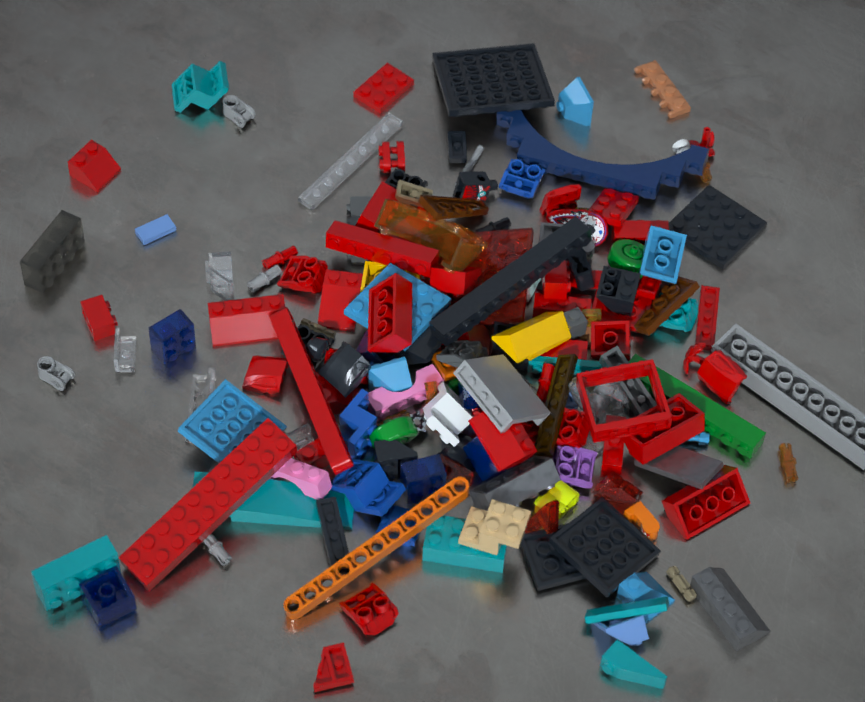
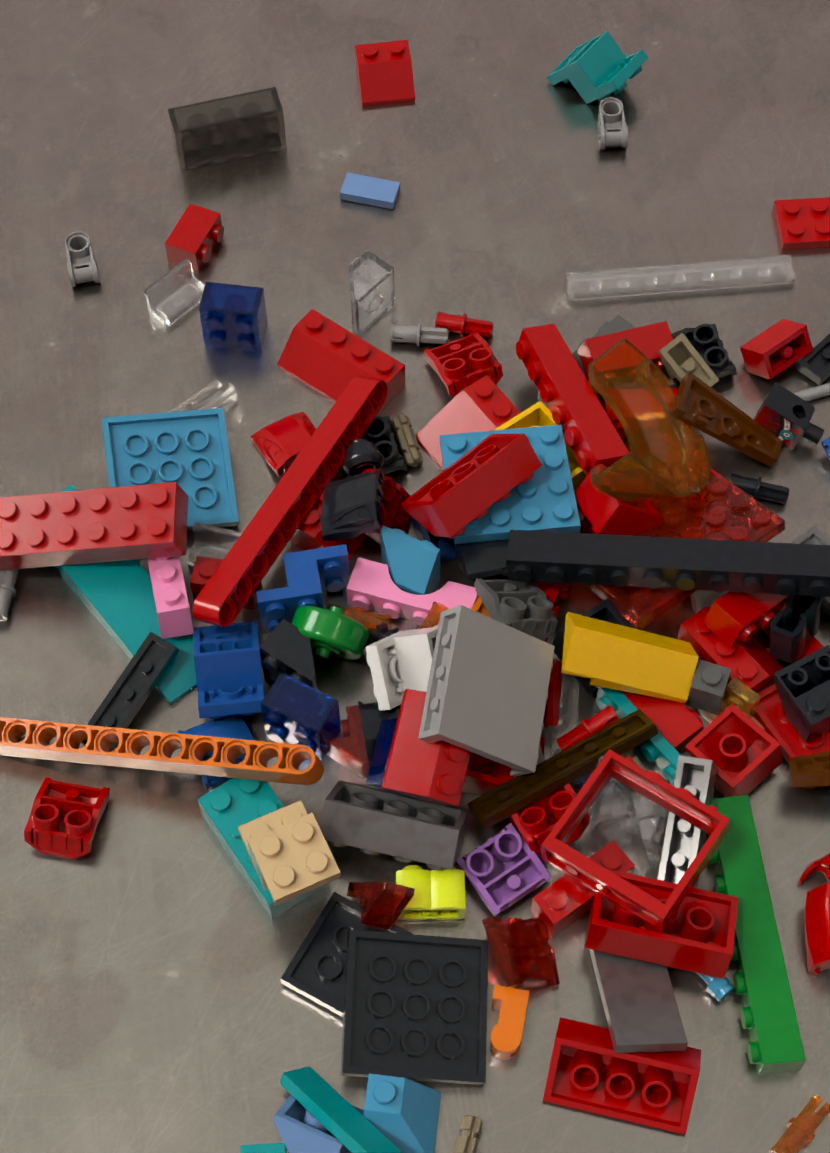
camera: 50 degrees right, 5 degrees up
(385, 151) = (731, 309): red brick -> none
(434, 159) = (776, 348): none -> red brick

